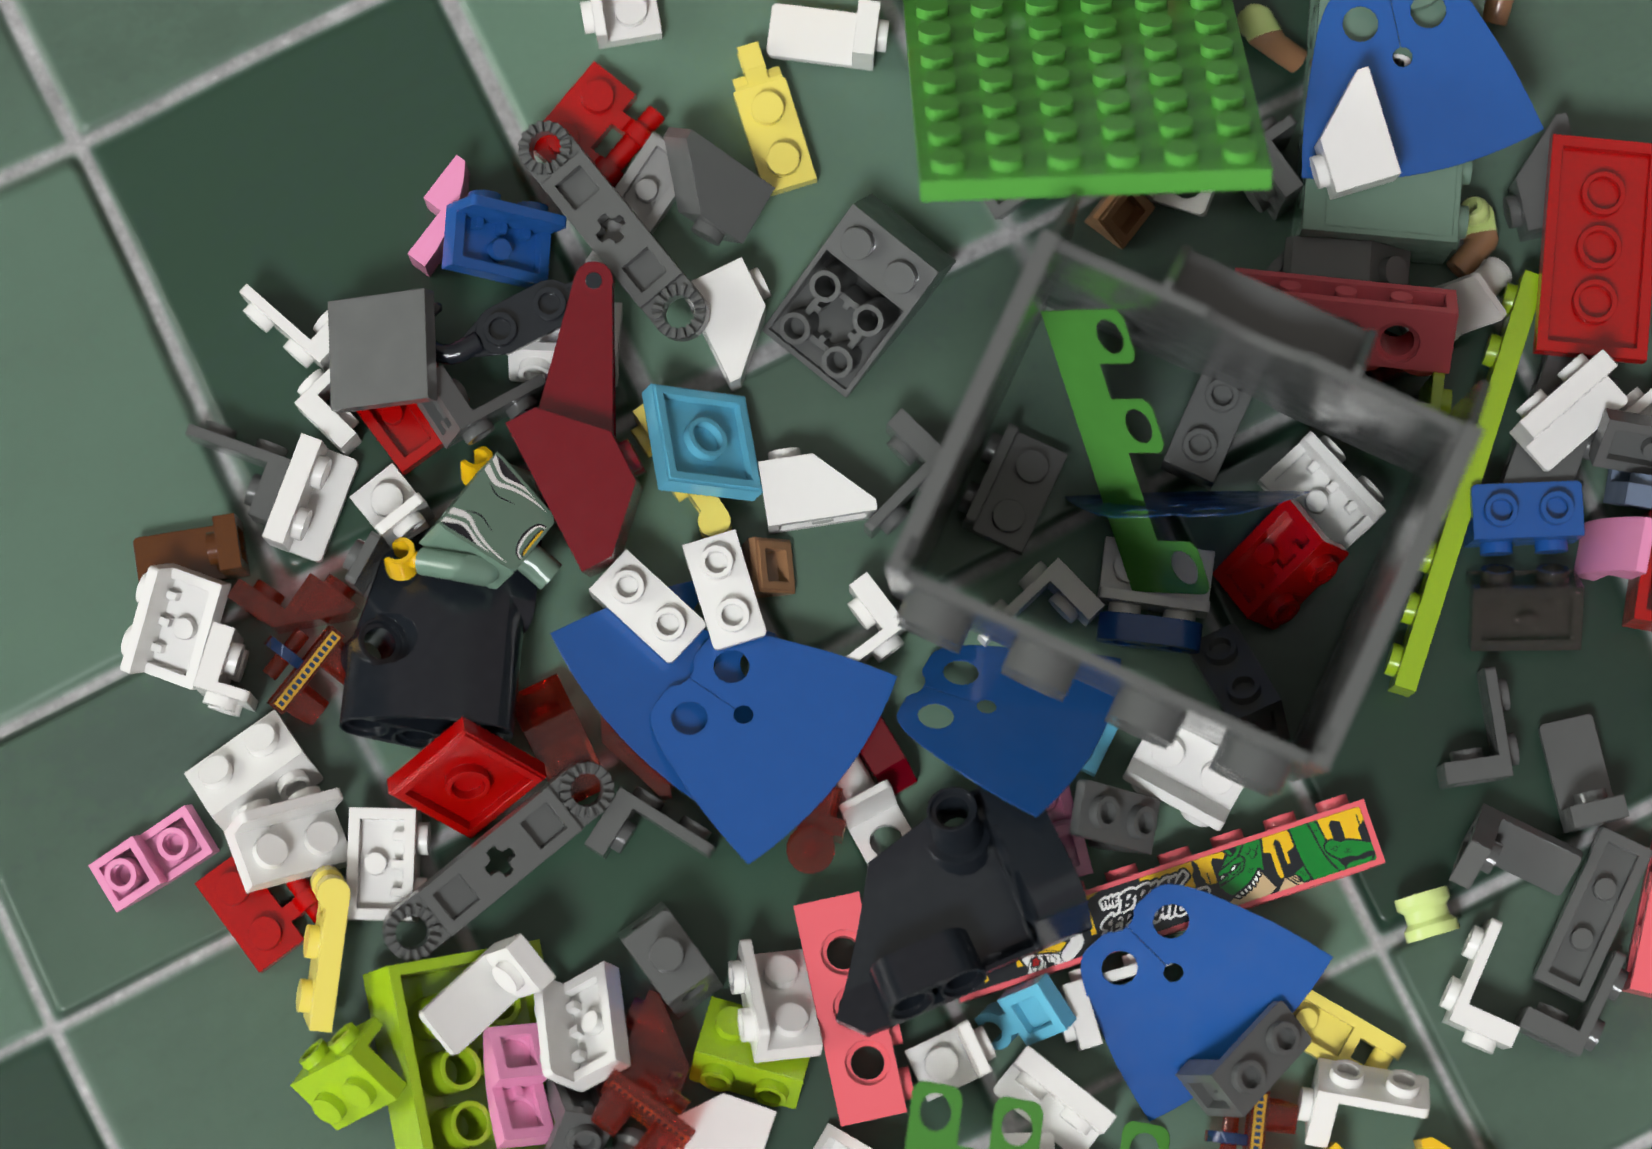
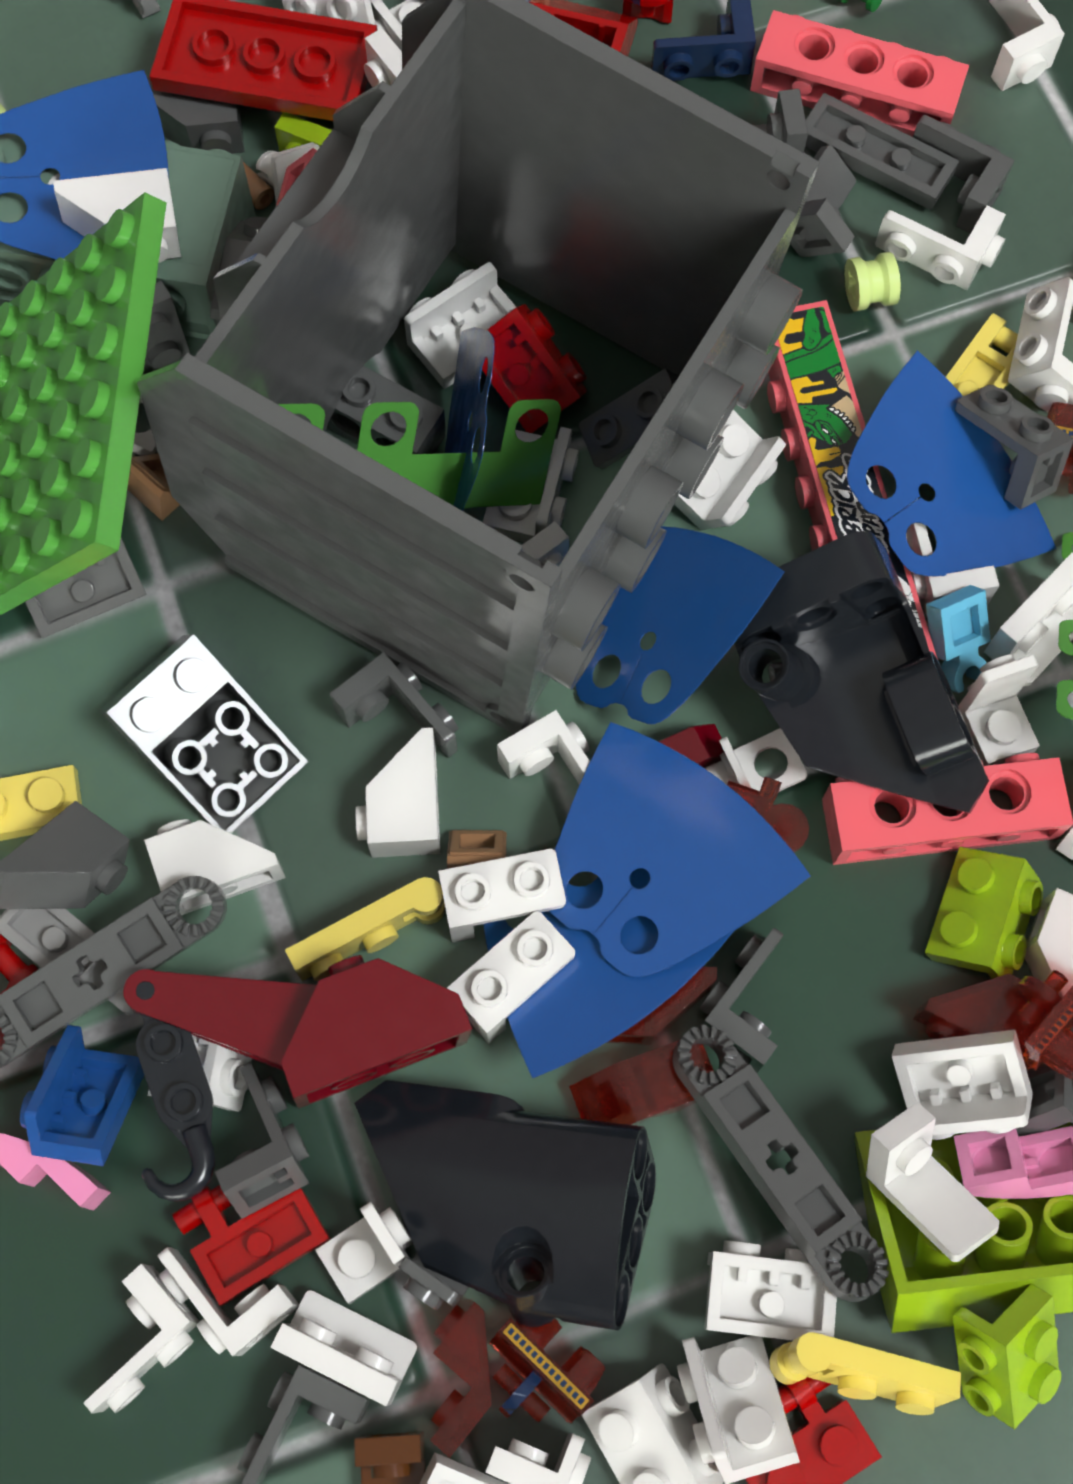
camera: 85 degrees left, 10 degrees down
(382, 350) = (188, 1240): dark grey tile -> none
(466, 777) = (684, 1188): red tile -> none
(484, 531) = (411, 1137): sand green torso -> none
(670, 960) = (885, 989): dark grey torso -> none
(701, 442) = (339, 900): medium azure tile -> none
(776, 1004) = (942, 881): white bracket -> none
(1114, 818) = (773, 526): dark grey bracket -> none
(1149, 632) = (583, 487): blue beam -> none

